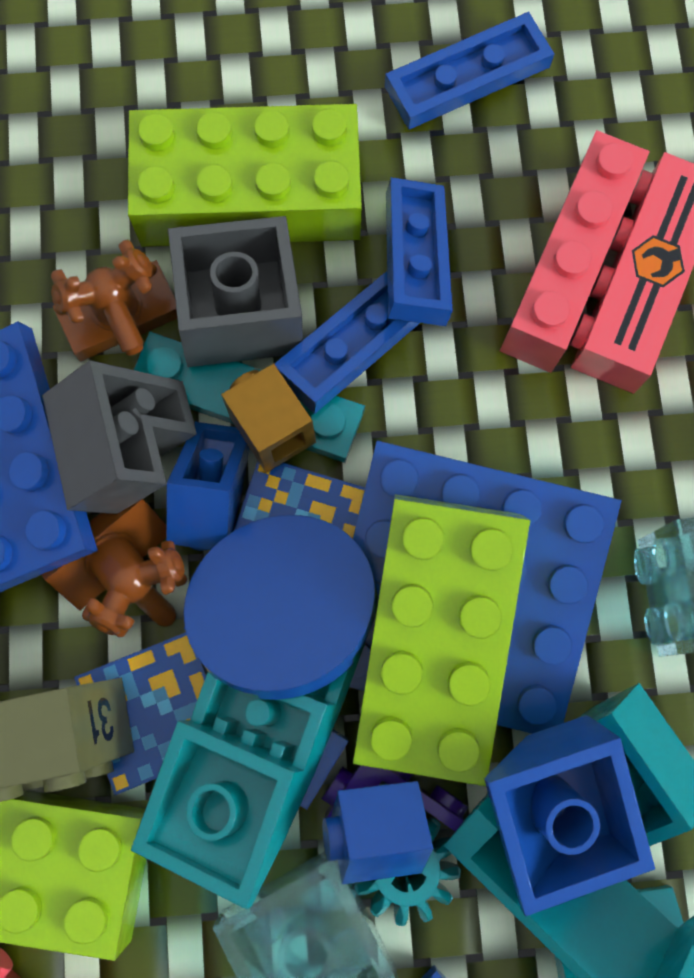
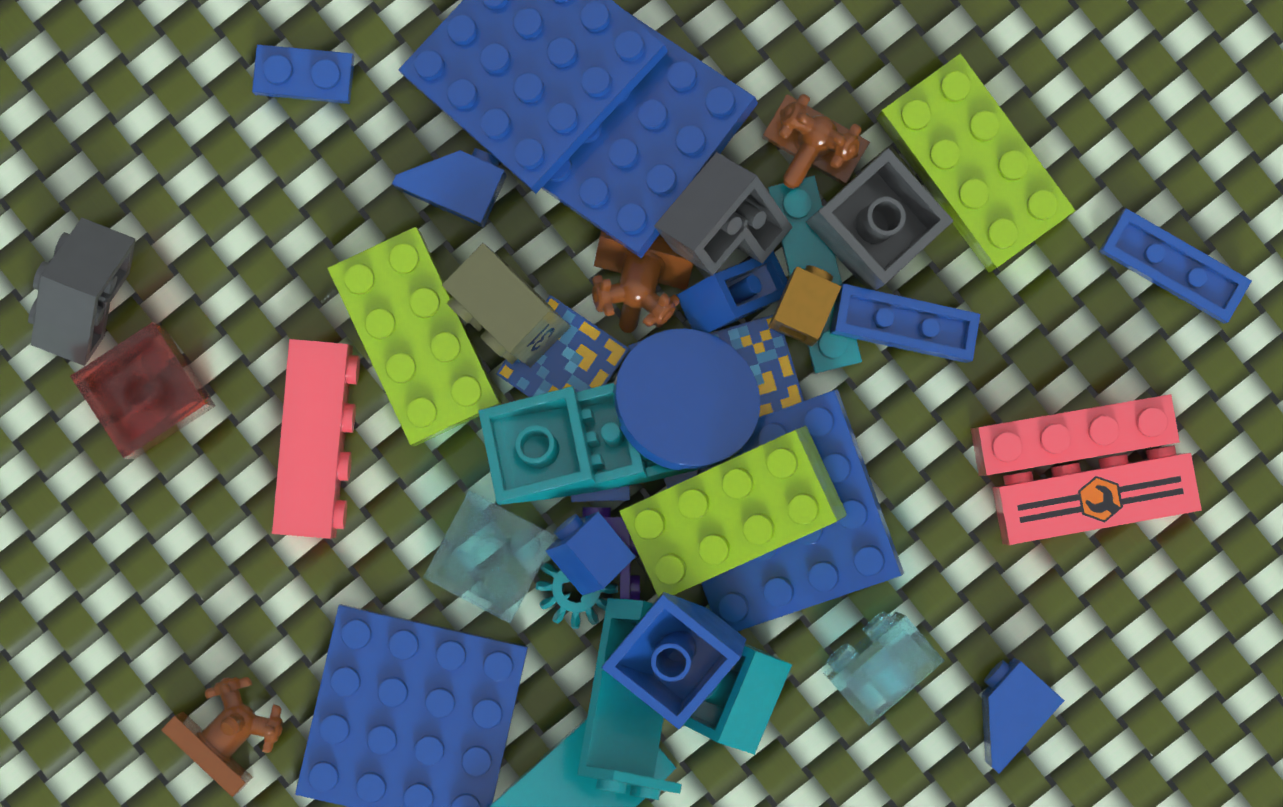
camera: 55 degrees right, 10 degrees up
(417, 253) = (997, 324): blue plate -> none

